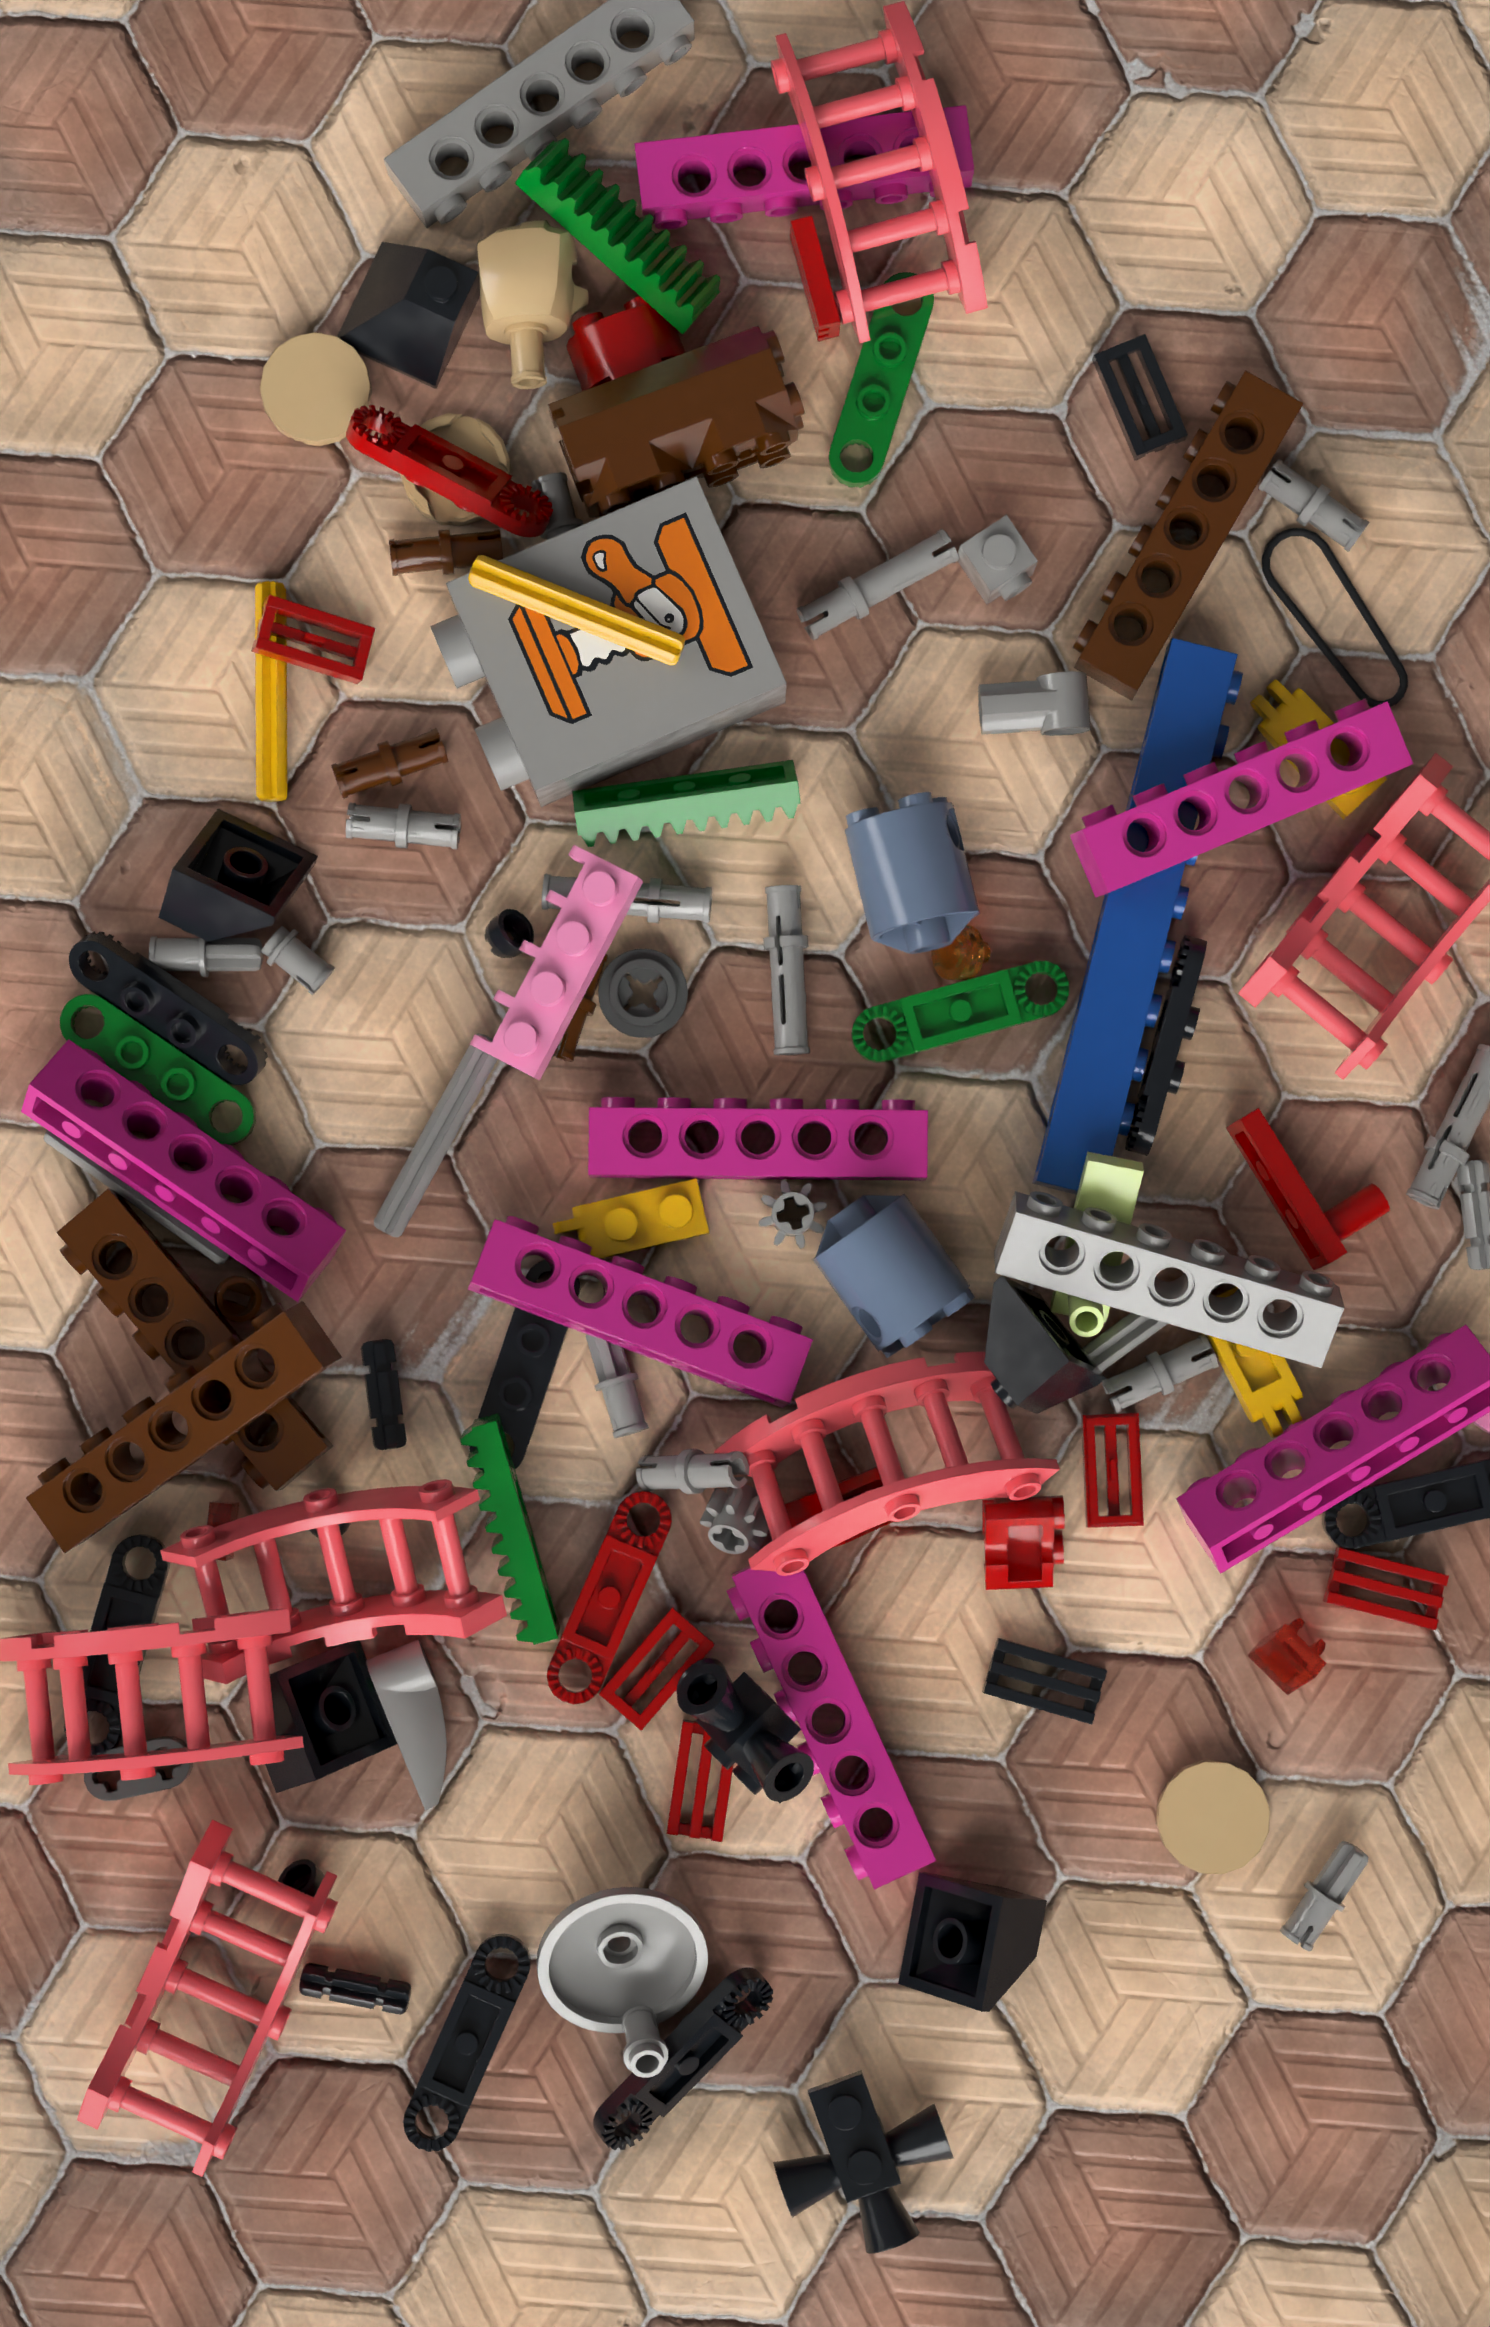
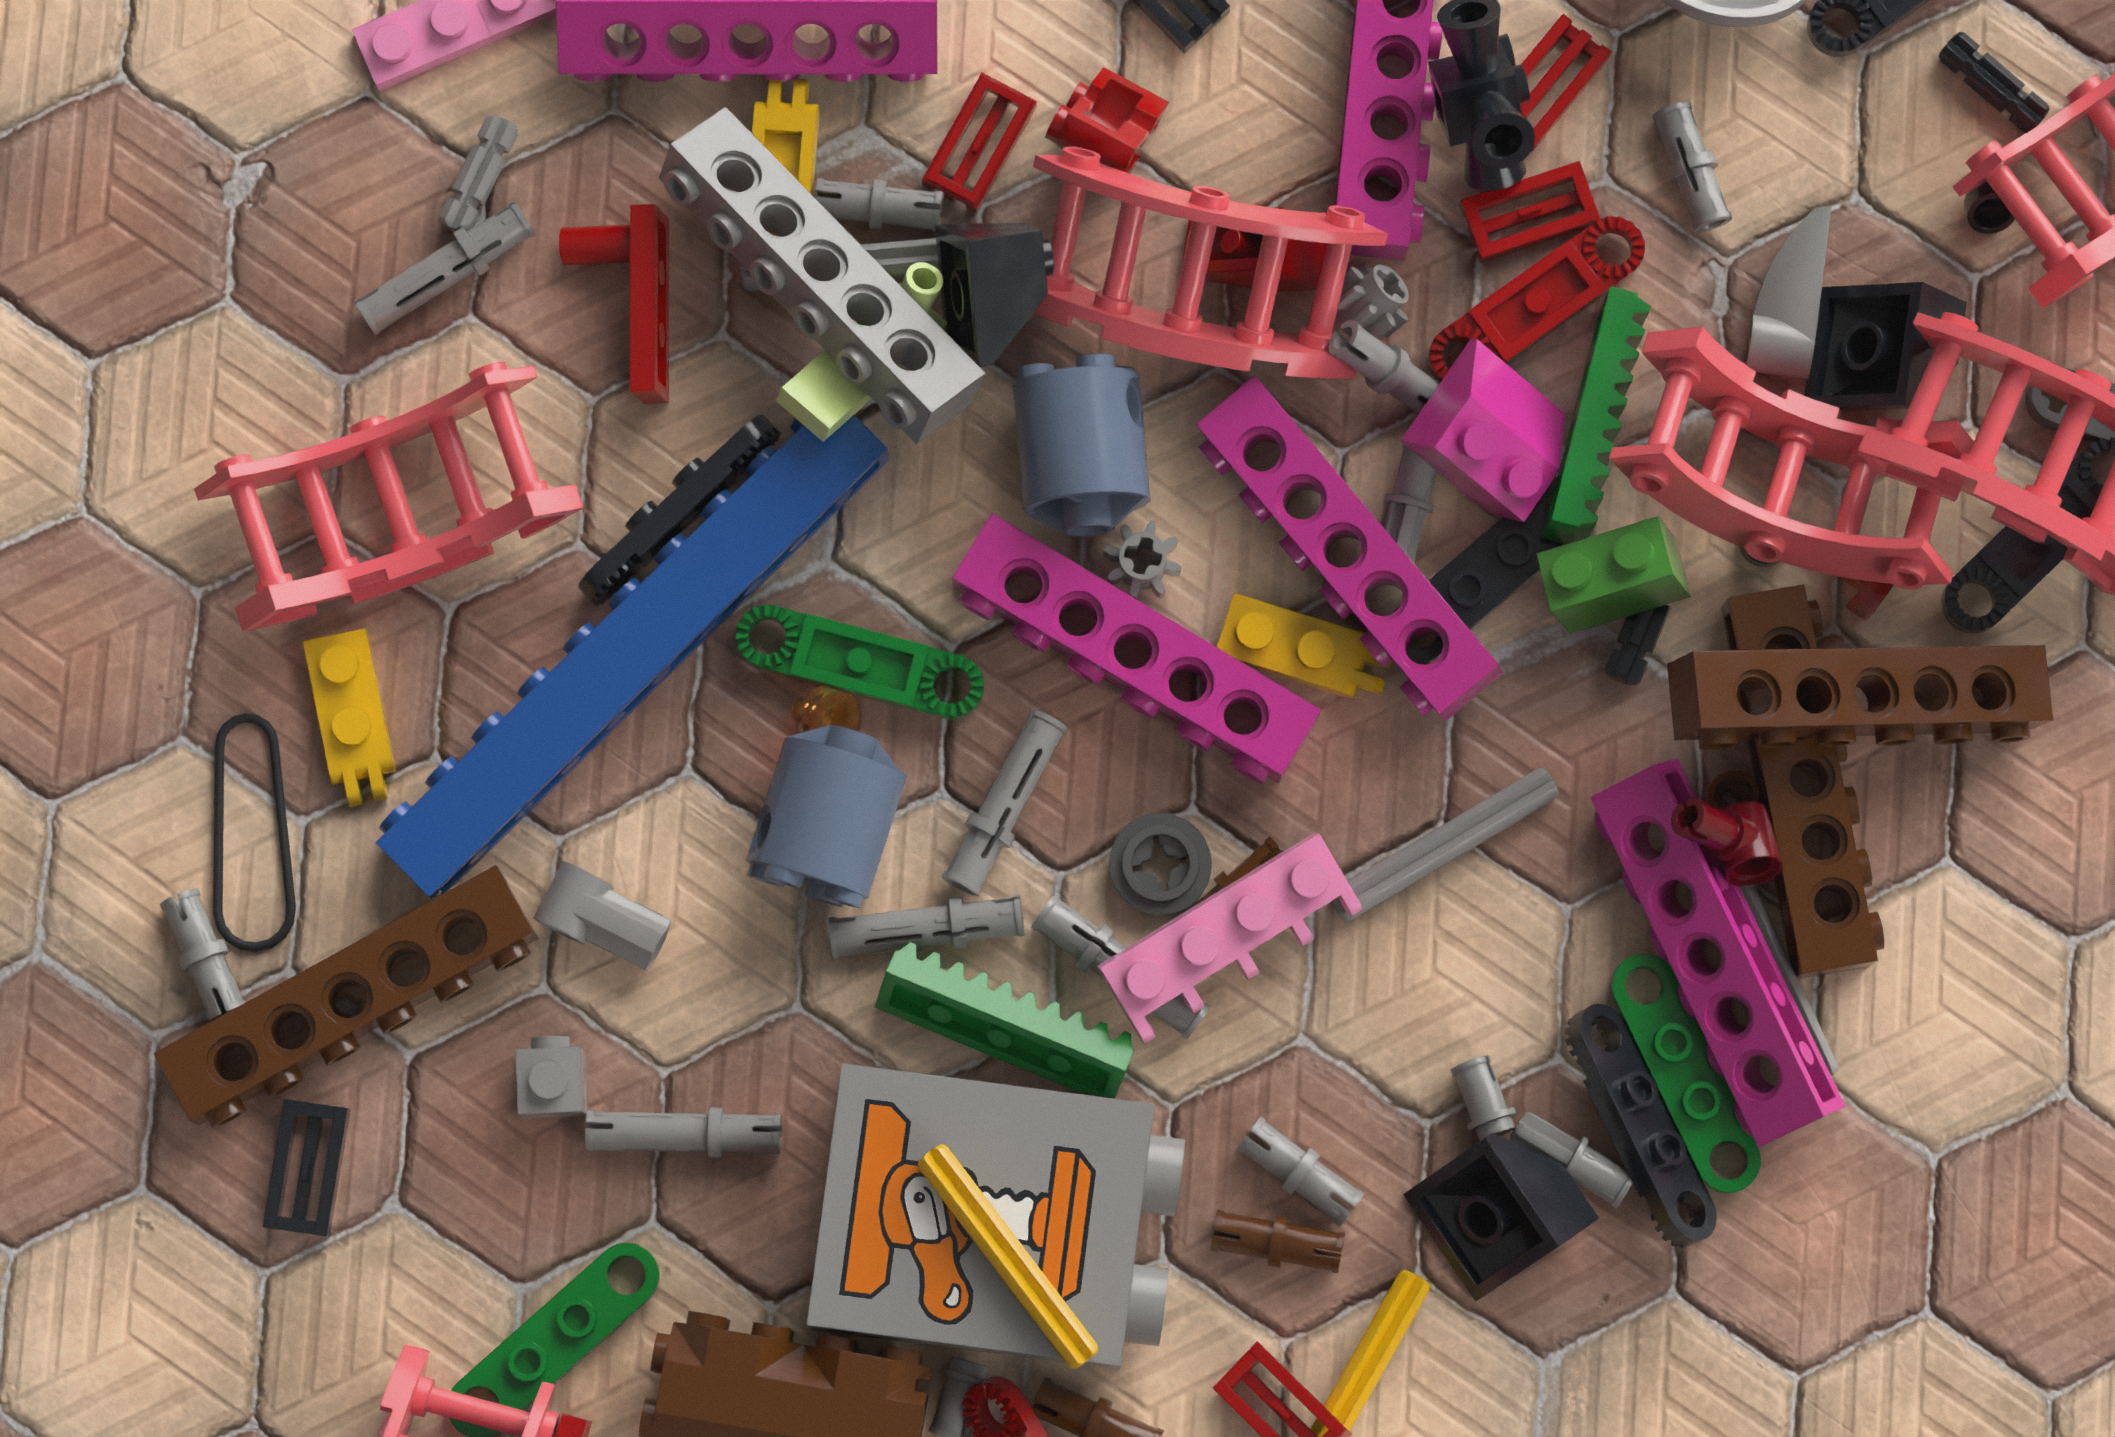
camera: 150 degrees left, 5 degrees down
(217, 1262) = (1735, 835): none -> dark red pin
(425, 1411) = (1613, 575): none -> bright green brick
(497, 929) = (1244, 1000): black hinge -> none
(551, 1778) = (1692, 167): none -> light grey pin
(583, 1469) = (1490, 434): none -> dark pink slope
(780, 849) = (927, 926): none -> light grey pin
(1374, 752) = (306, 659): dark pink brick -> none

